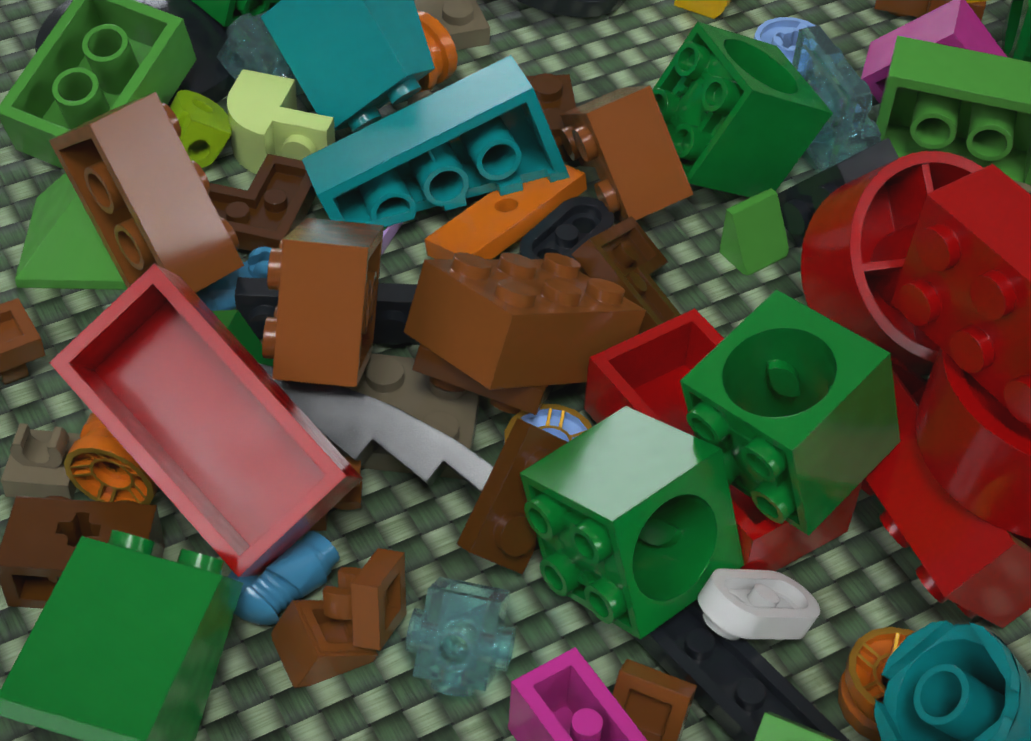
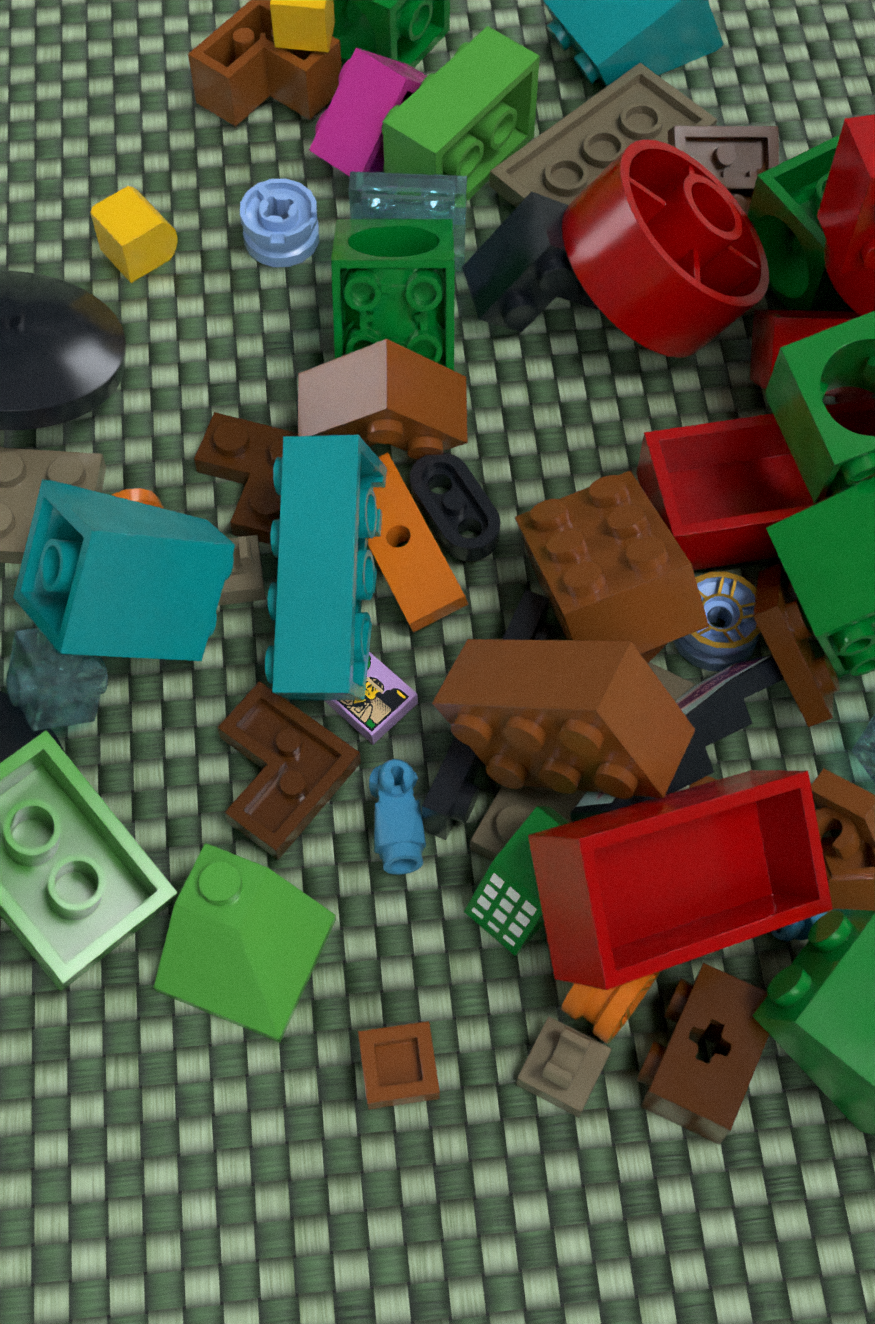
camera: 65 degrees left, 15 degrees up
(148, 194) = (320, 851): dark orange brick -> none
(203, 126) = (140, 785): lime piece -> none
(268, 122) = (166, 723): yellowish green brick -> none
(629, 259) = (532, 472): reddish brown plate -> none
(754, 233) = (510, 356): bright green slope -> none

